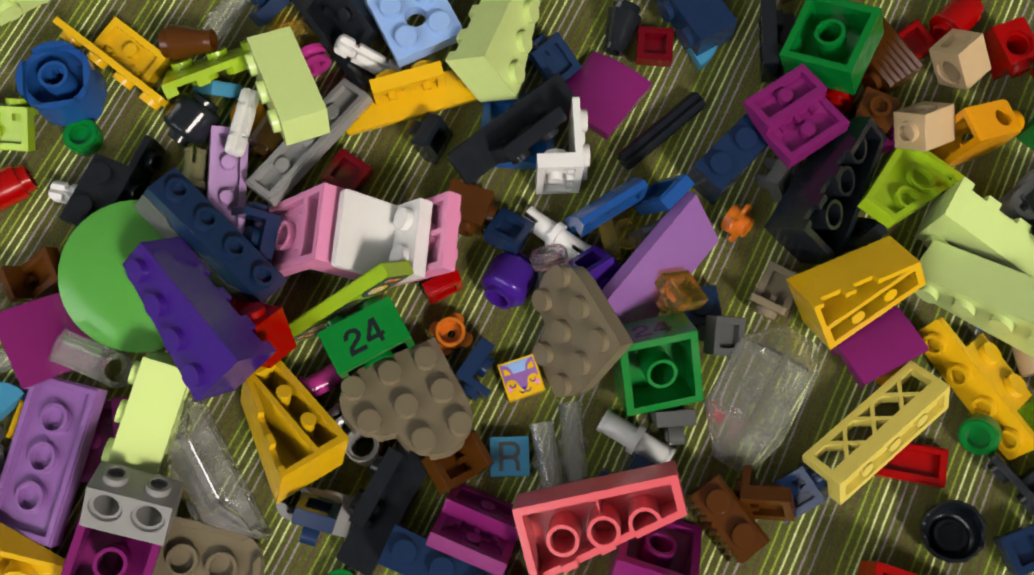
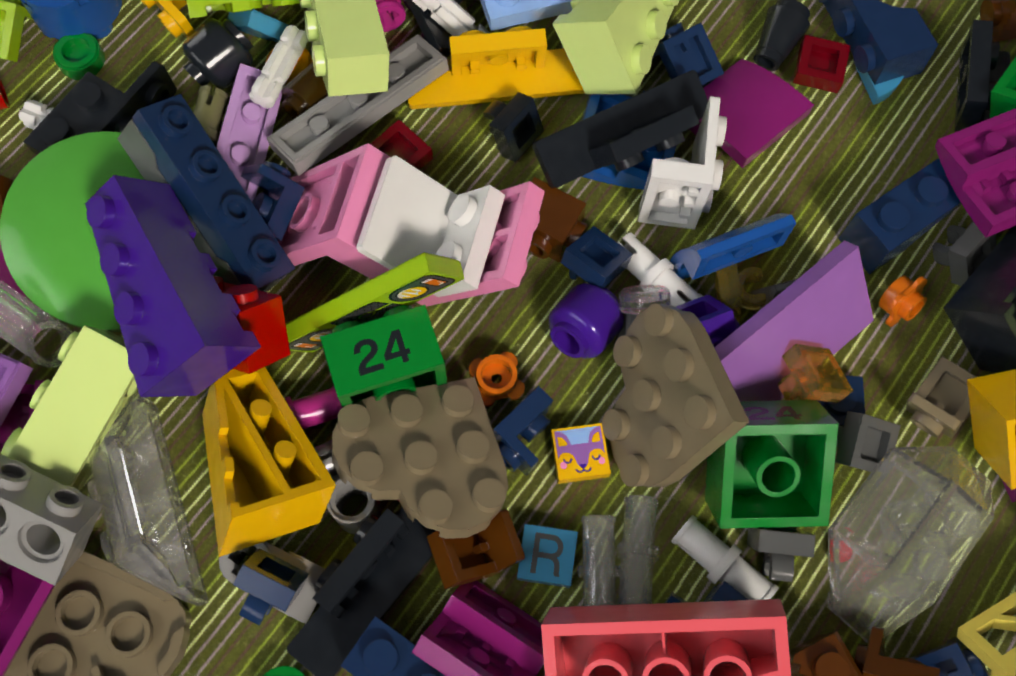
camera: 10 degrees right, 5 degrees down
(442, 286) = (497, 313): red tile -> none
(661, 130) = (815, 168): black axle -> none
(664, 194) = (811, 244): blue tile -> none

